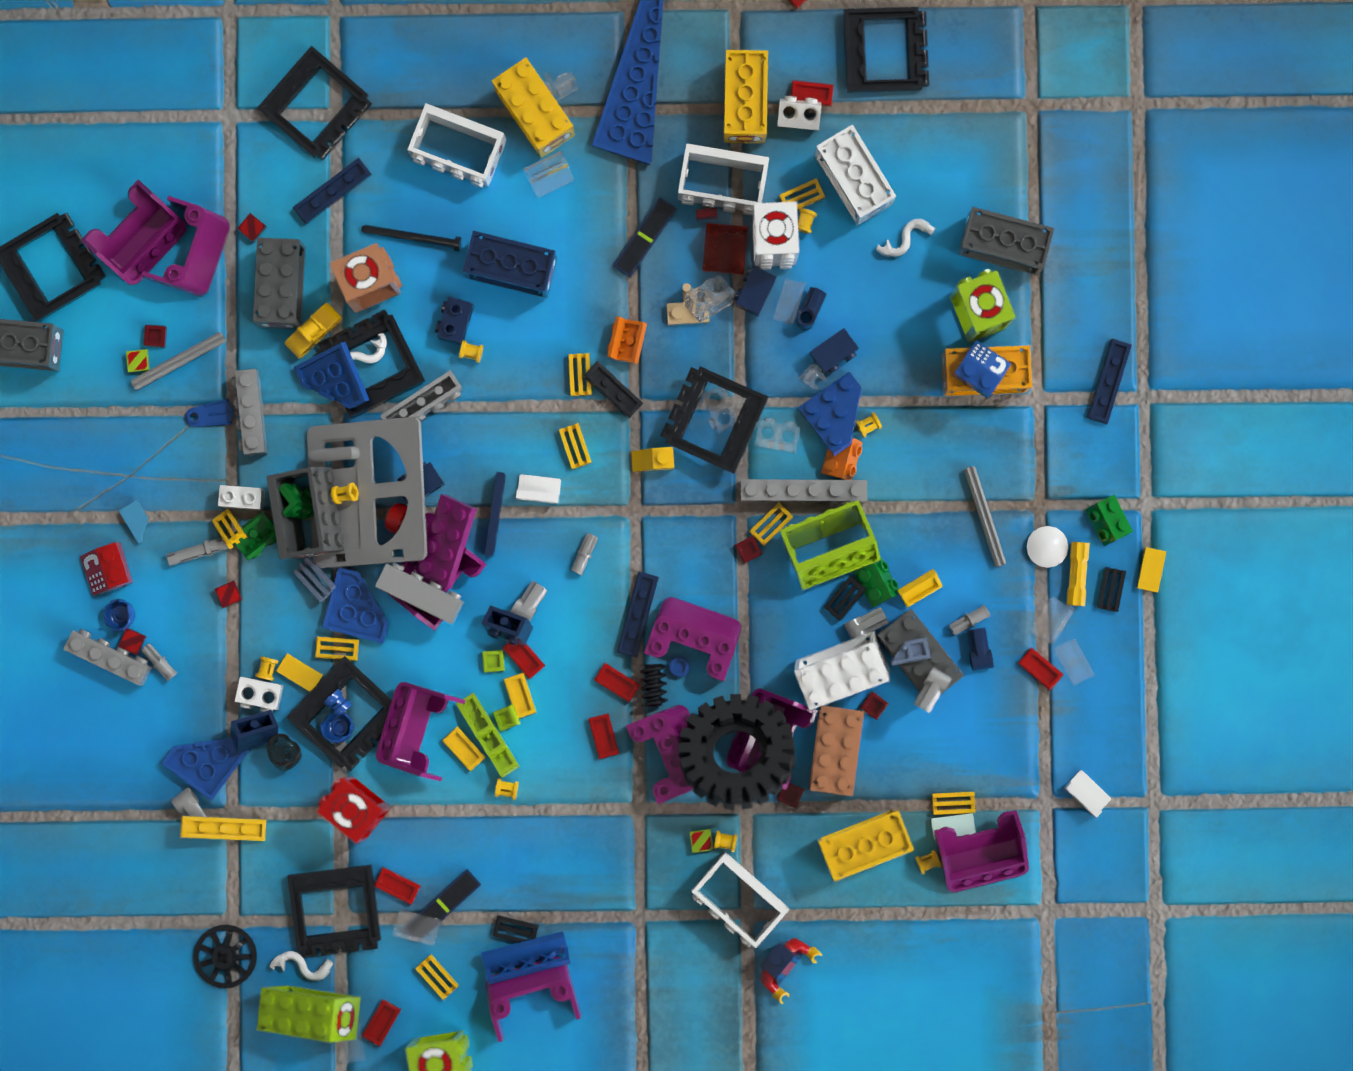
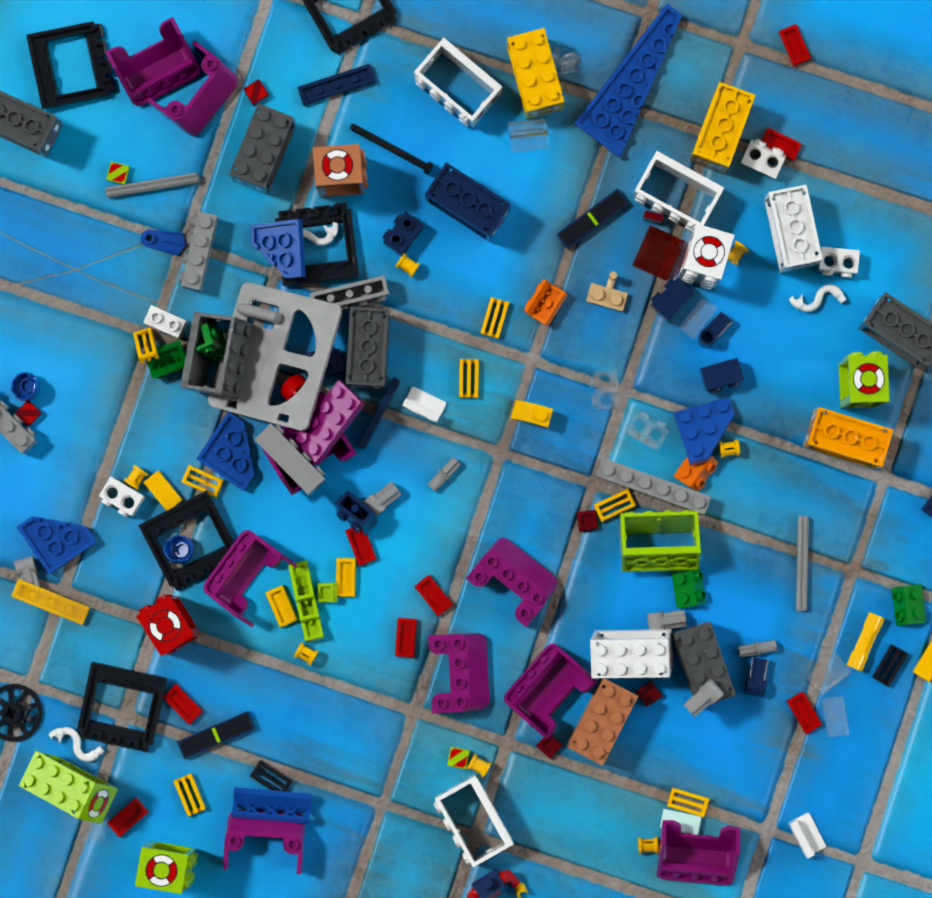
camera: 20 degrees right, 0 degrees up
(106, 568) = (28, 342): red slope -> none
(135, 519) = (68, 309): dark azure tile -> none
(155, 336) = (140, 156): dark red tile -> none
(159, 662) = (45, 439): light grey axle -> none
(196, 551) = (111, 355): light grey pin -> none
(228, 594) = (125, 401): dark red tile -> none
(253, 730) = (106, 527): dark blue brick -> none
(281, 748) = (125, 550): clear smoke helmet -> none
(303, 567) = (198, 400): sand blue tile -> none
(313, 330) = (277, 199): yellow piece -> none
(336, 490) = (259, 347): yellow bush -> none
(341, 705) = (186, 528): blue wheel -> none
(417, 927) = (187, 746): clear panel -> none
(459, 451) = (368, 348): none -> dark grey hose
(493, 661) = (333, 539): lime tile -> none
(613, 389) = (518, 341): black tile -> none
(637, 614) = (471, 543): dark blue tile -> none
(654, 685) = (464, 609): black piece -> none
(679, 666) = (491, 600): blue tile -> none
(709, 298) = (629, 291): clear brick -> none
(736, 715) = (521, 659): black tyre -> none
(741, 431) = (617, 416): black hinge -> none
(810, 375) = (693, 388): clear tile -> none
(818, 189) = (748, 230): yellow tile -> none
(856, 53) = (831, 121): black hinge -> none
(857, 584) = (670, 584): black tile -> none
(865, 844) = (598, 811): yellow hose -> none
(911, 187) = (838, 256): none -> white brick
(912, 651) = (698, 659): sand blue tile -> none
(920, 588) = (724, 606): yellow tile -> none
(982, 369) = (844, 436): blue slope -> none
(1047, 546) = (847, 608): white dish -> none

